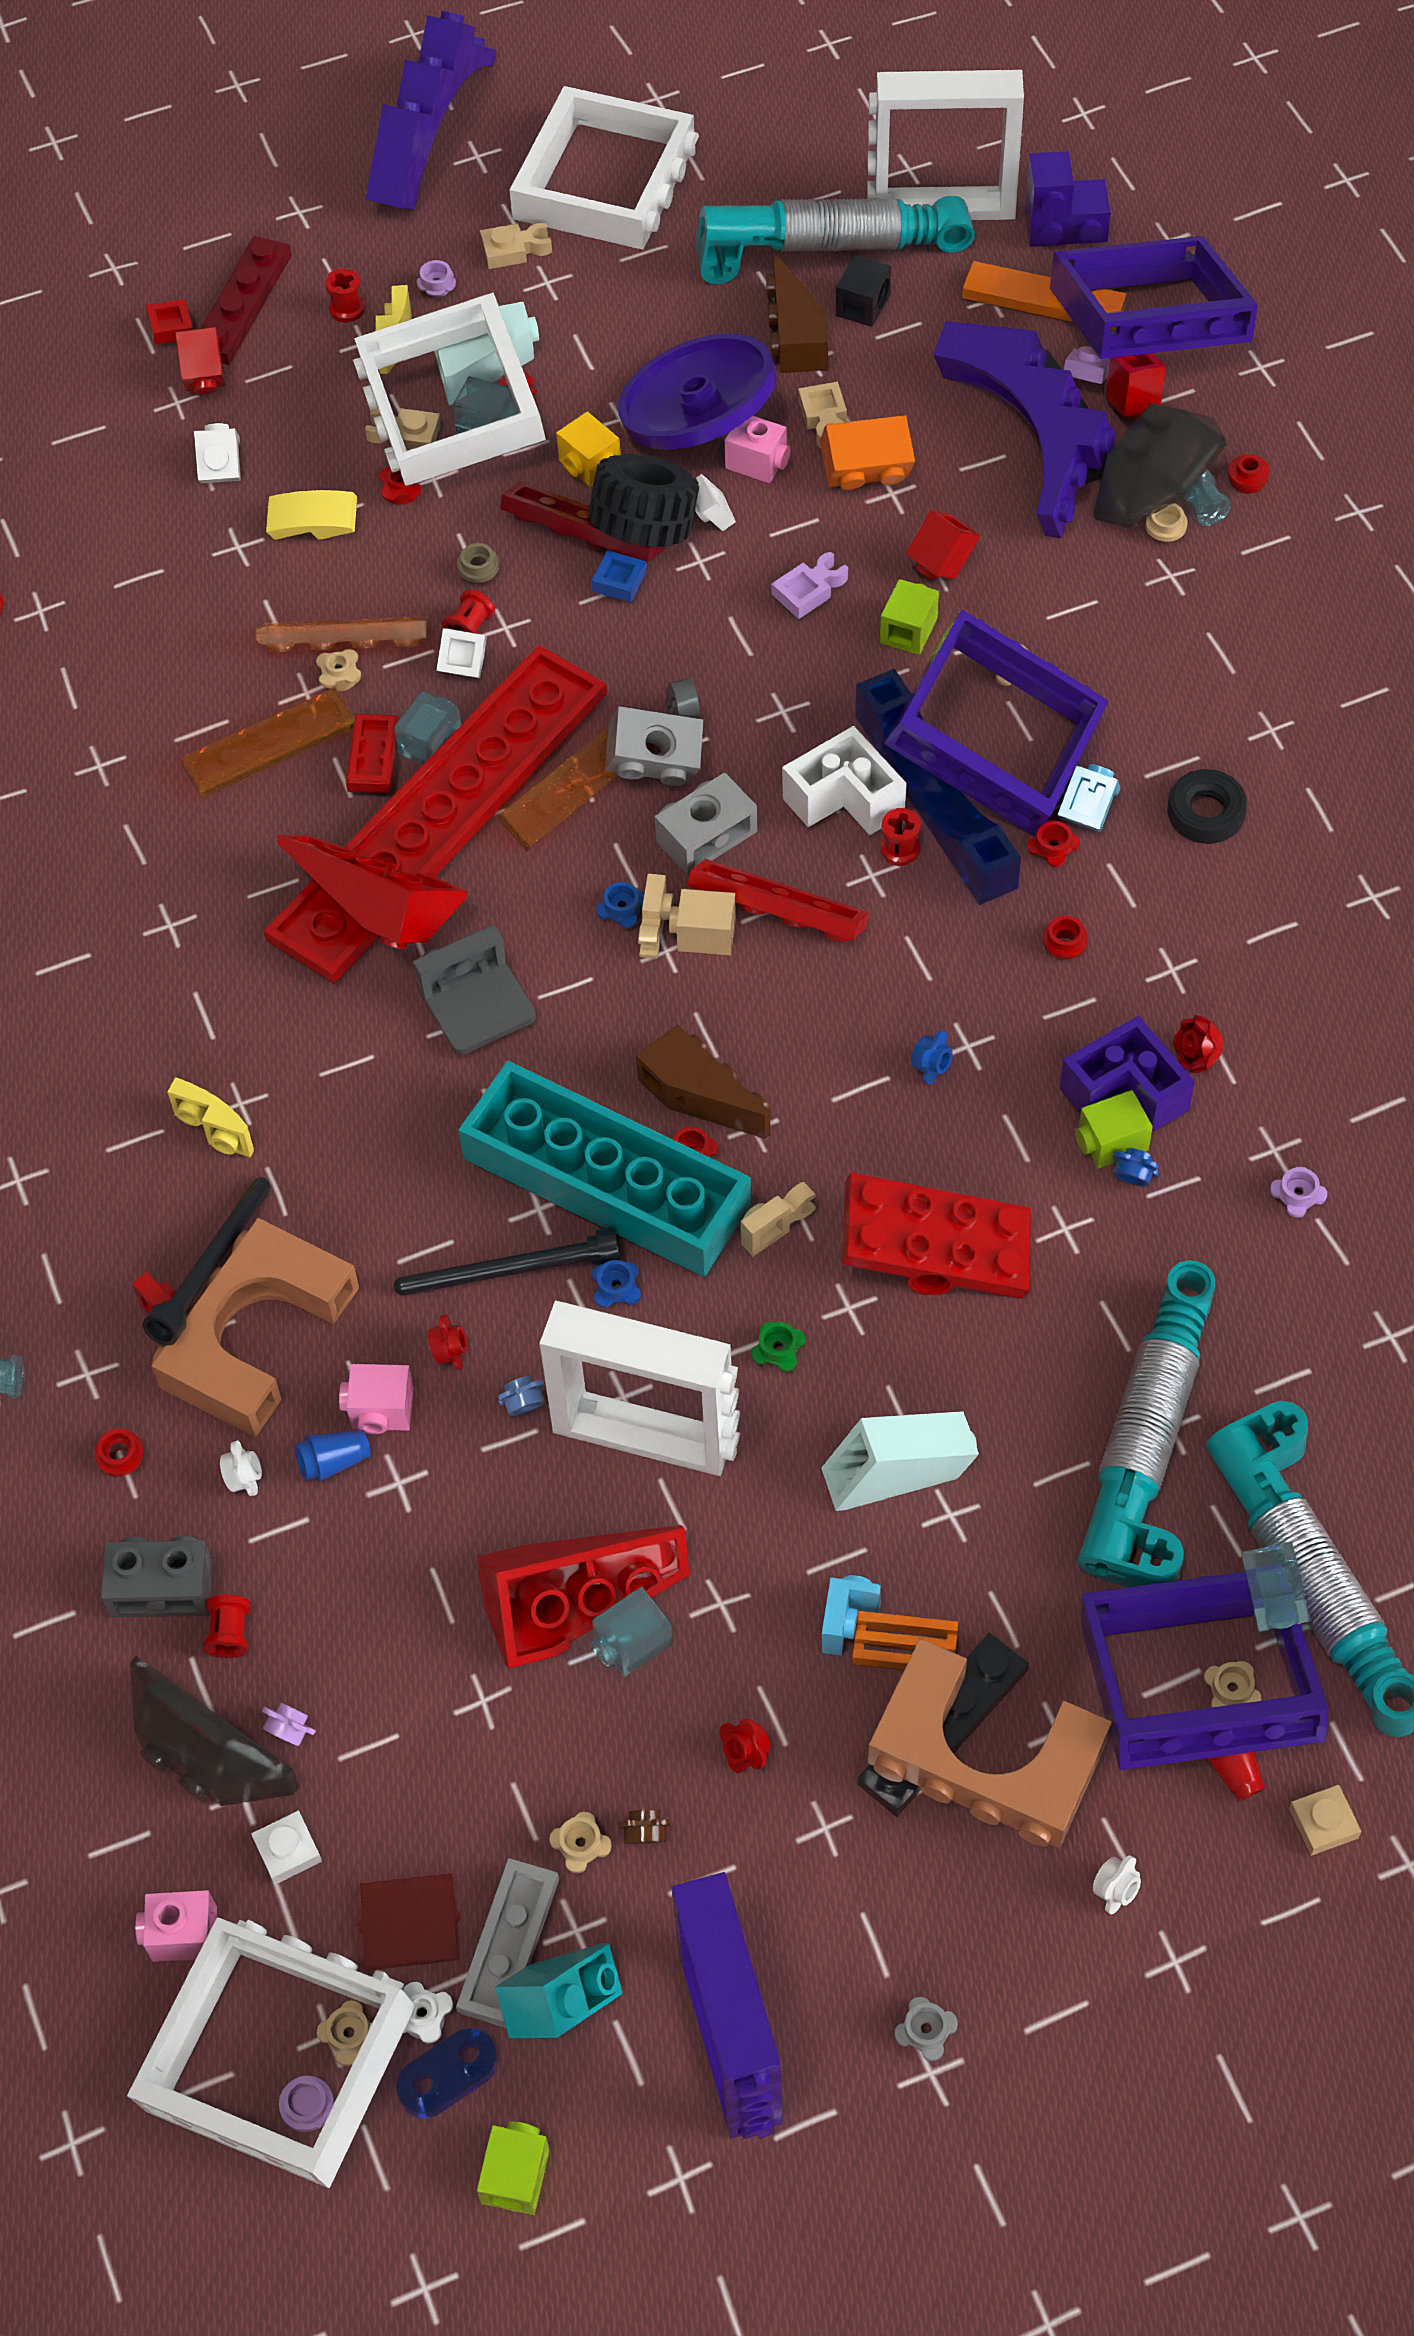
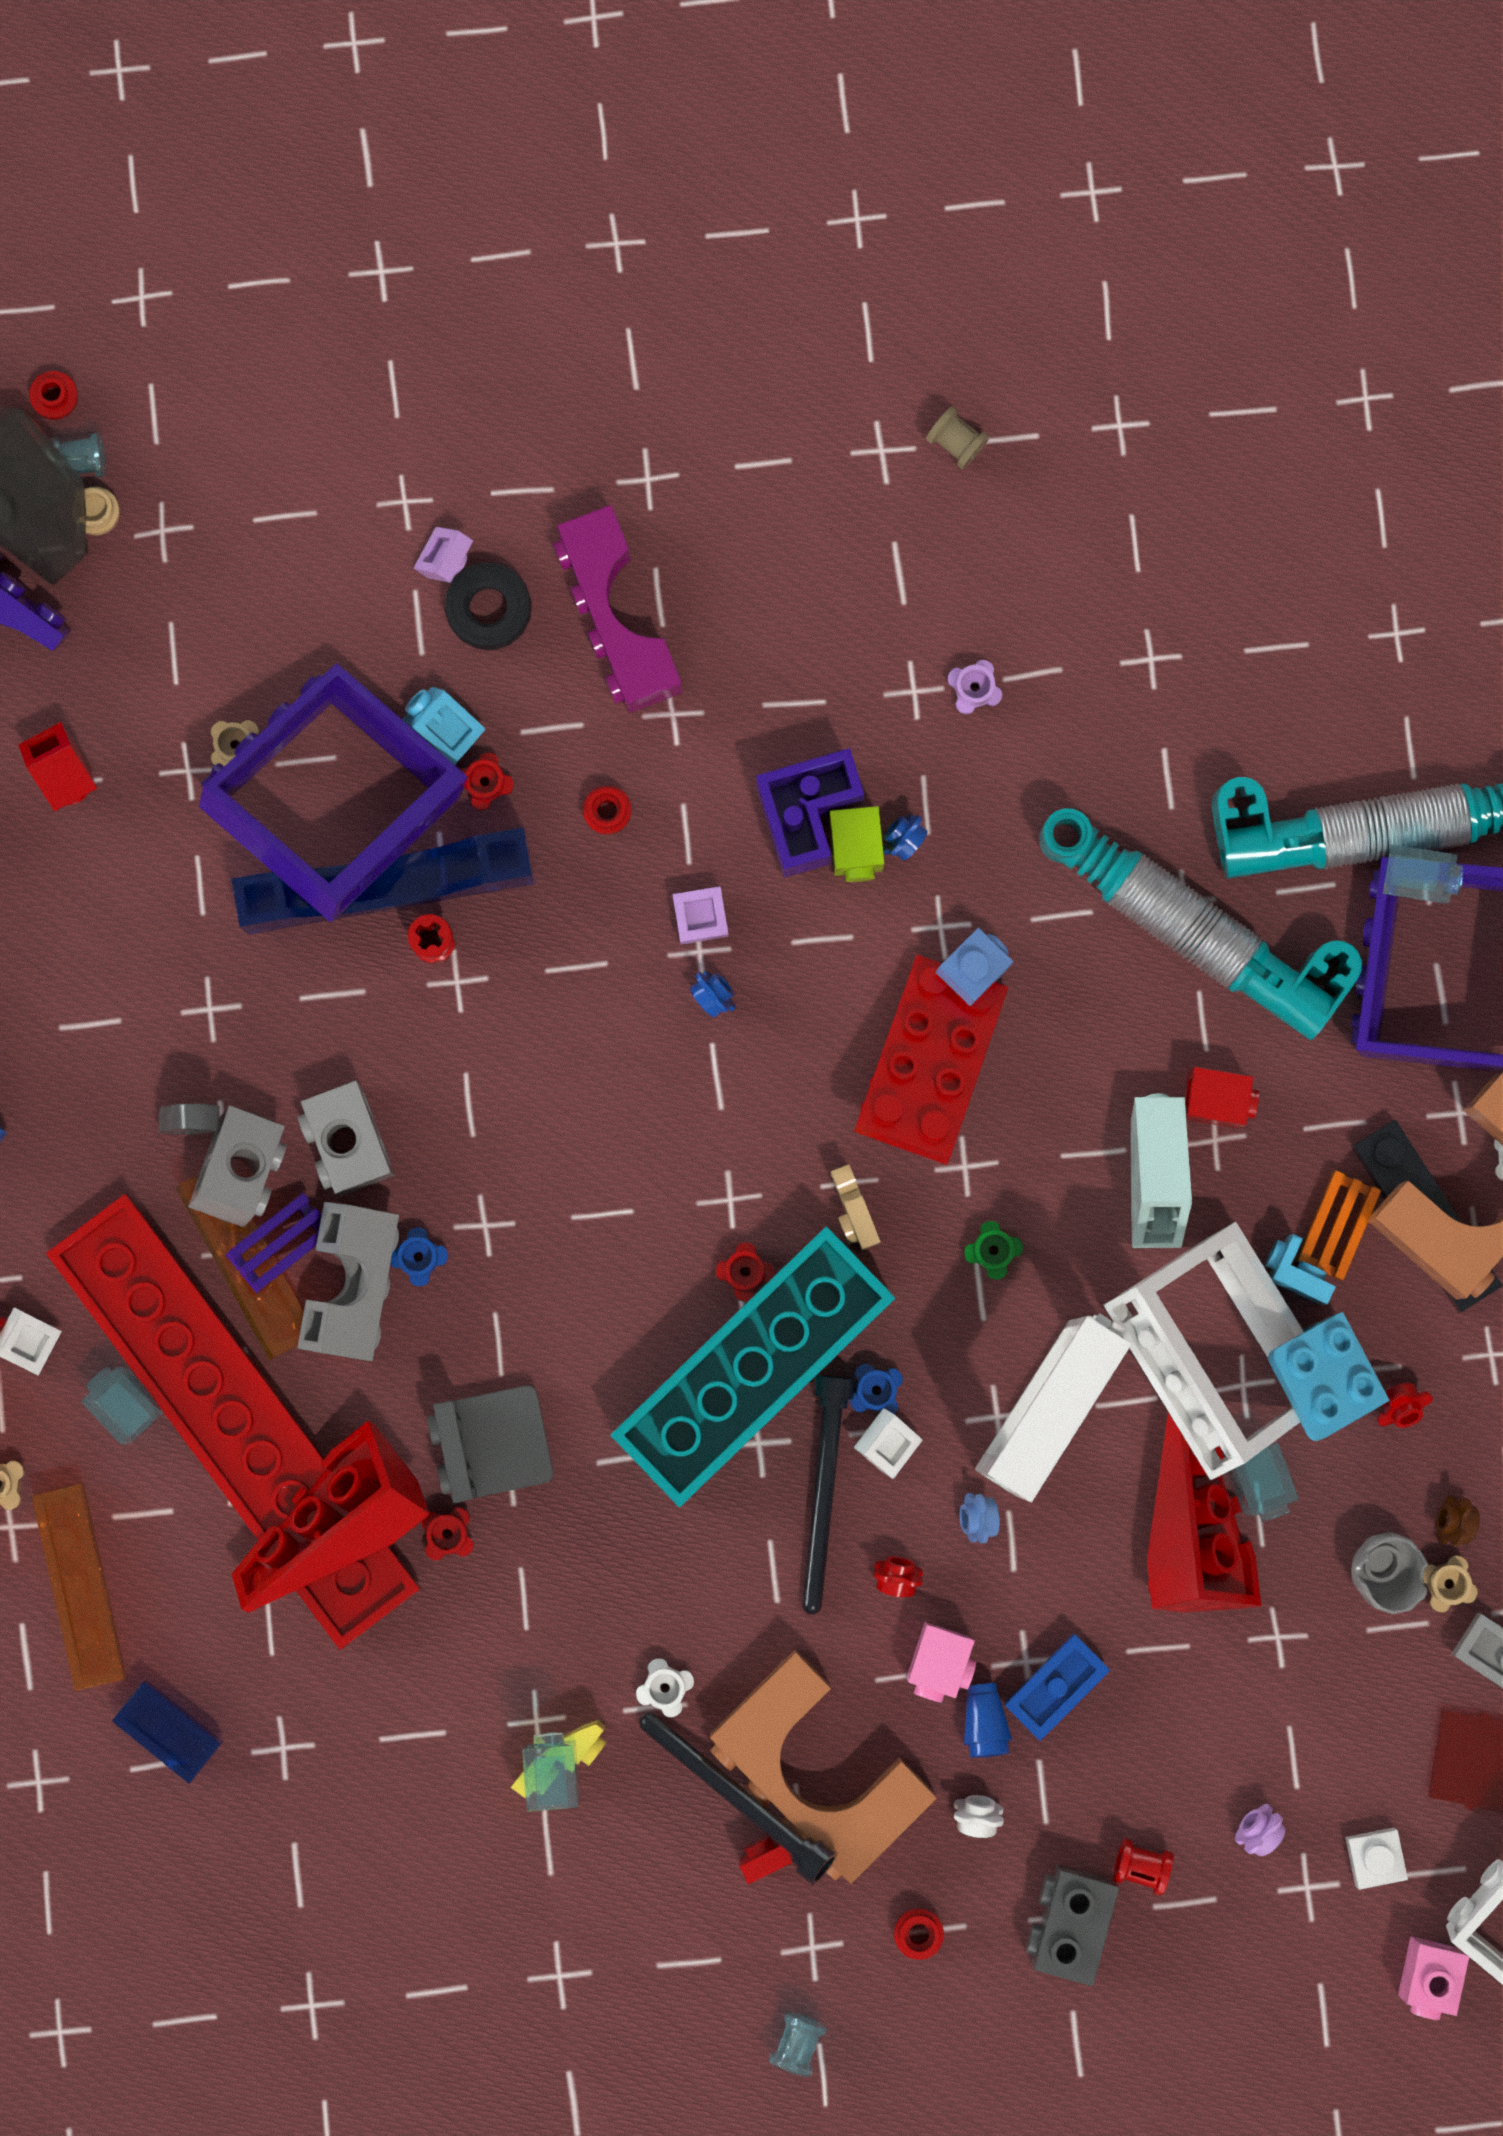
camera: 75 degrees left, 25 degrees up
(162, 833) = (167, 1731): none -> clear blue plate
(194, 1092) = (551, 1773): none -> clear light blue brick
(200, 1745) = (1257, 1920): clear smoke wedge -> none
(293, 1176) = (667, 1701): none -> white plate
(372, 753) = (131, 1474): red plate -> none
(381, 1506) = (1056, 1687): none -> blue plate
(383, 978) = (440, 1546): none -> red plate
(569, 1290) = (888, 1443): none -> white plate
(574, 1771) = (1389, 1572): none -> light grey hair
(610, 786) = (310, 1218): none -> dark purple tile
(623, 853) = (364, 1245): none -> light grey arch
(655, 910) = (441, 1221): tan plate -> none
(691, 1484) = (1175, 1369): none -> white window
(695, 1084) = (667, 1248): reddish brown slope -> none
(704, 921) = (474, 1178): tan brick -> none
(748, 1644) = (1327, 1377): none -> medium azure bracket
(794, 905) = (470, 1091): red plate -> none
(808, 588) = (57, 934): lavender plate -> none
(845, 775) = (339, 969): white brick -> none
(909, 616) = (137, 833): lime brick -> none
(990, 1494) = (1220, 1098): none -> red brick
(999, 1029) = (700, 915): none -> lavender plate
(1037, 1248) = (975, 965): none -> medium blue bracket
(1198, 1044) = (782, 723): red plate -> none
(1235, 1673) = (1480, 934): tan plate -> none
(1236, 761) = (444, 555): none -> lavender plate
(1284, 866) = (639, 664): none -> magenta arch

